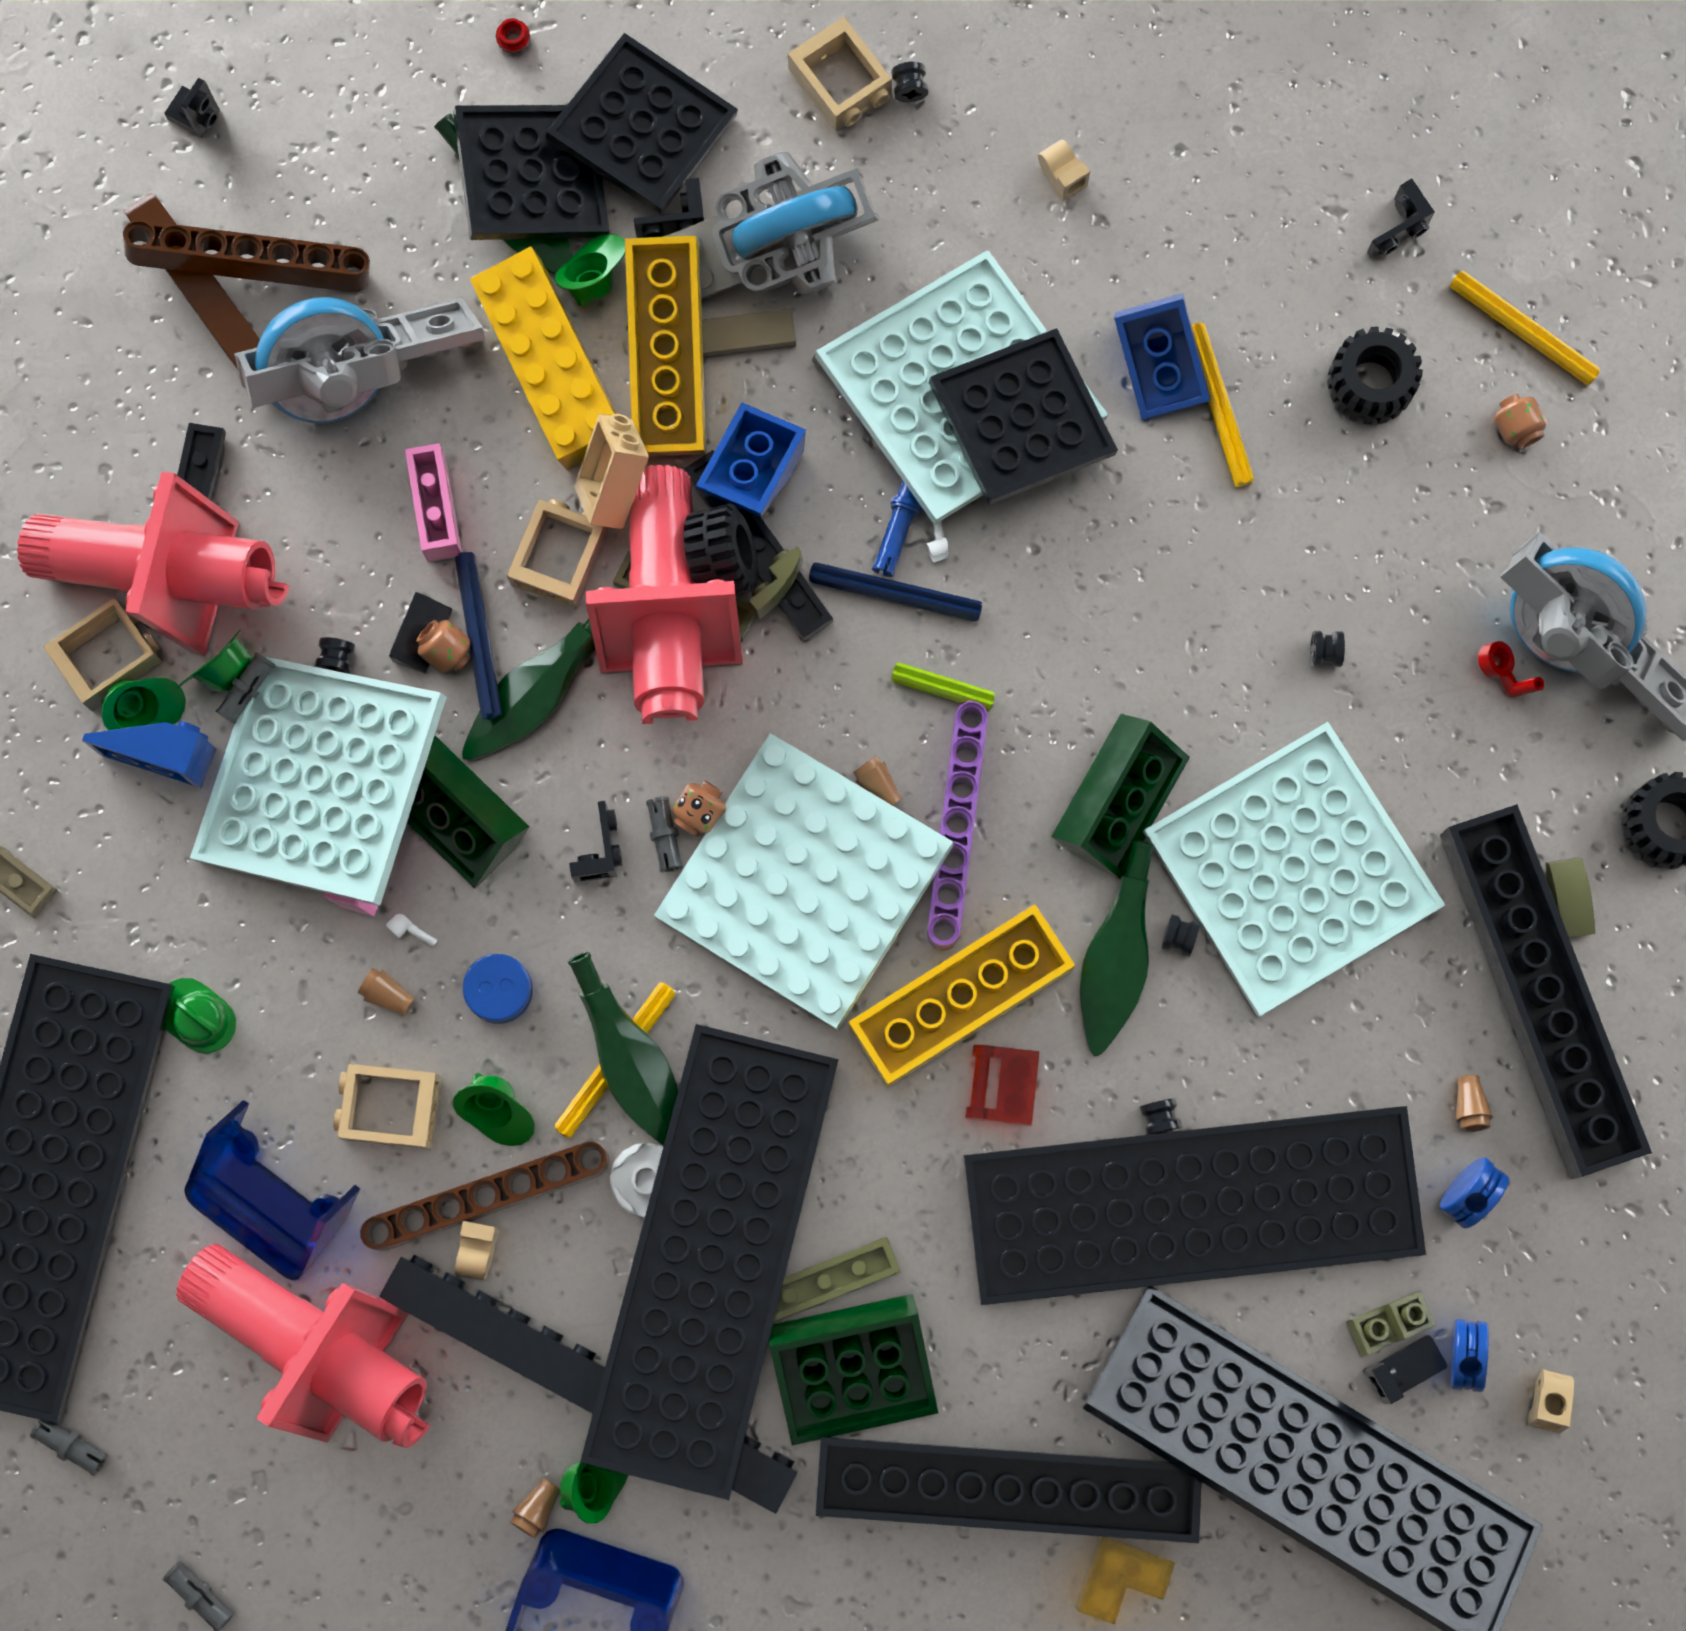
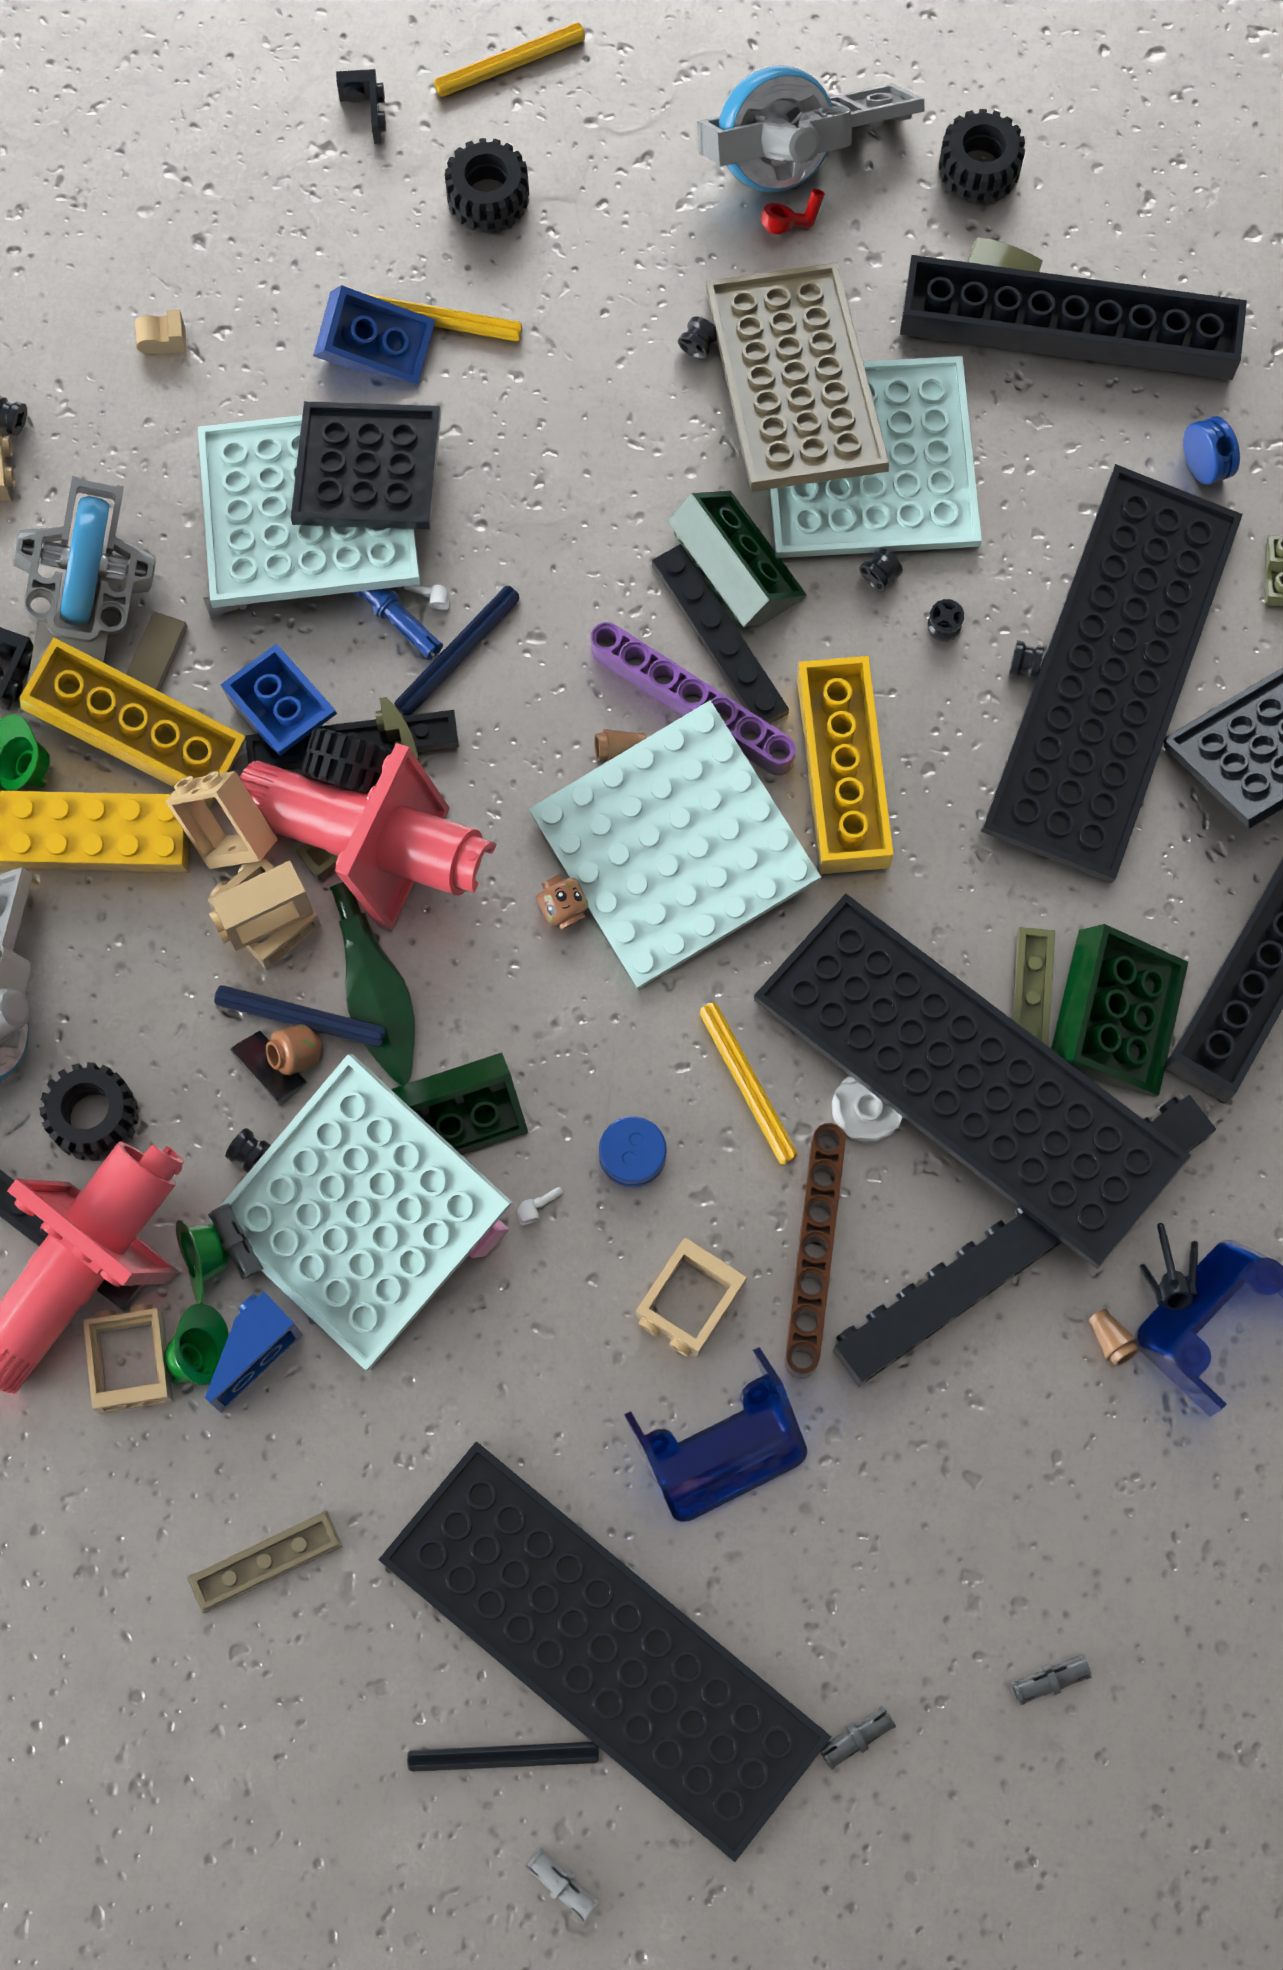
camera: 65 degrees left, 5 degrees down
(199, 1017) = (517, 1434): green piece -> none
(285, 482) = (69, 1091): none -> black tyre
(328, 1359) = (895, 1449): coral piece -> none
(385, 992) = (582, 1253): medium nougat cone -> none
(433, 502) = (156, 993): bright pink brick -> none
(476, 1250) = (858, 1281): tan leg -> none
(492, 1109) = (743, 1204): green piece -> none
(543, 547) = (260, 906): none -> tan window
(590, 1491) = (1119, 1282): green piece -> none
(592, 867) = (564, 1018): black bracket -> none
(599, 1544) = (1175, 1289): none -> black plant
(627, 1055) = (751, 1064): dark green animal -> none
(664, 834) = (568, 944): dark grey pin -> none
(941, 685) = (560, 654): lime axle -> none
(1015, 1085) = (941, 763): clear red plate -> none
(1035, 820) = (719, 635): none -> black plate
(1117, 956) = (871, 627): dark green animal -> none
(1165, 1015) = (947, 612): none -> black wheel
(1326, 758) = (796, 377): none -> plate
(1472, 1106) = (1137, 420): medium nougat cone -> none
(1520, 421) = (587, 100): nougat head -> none

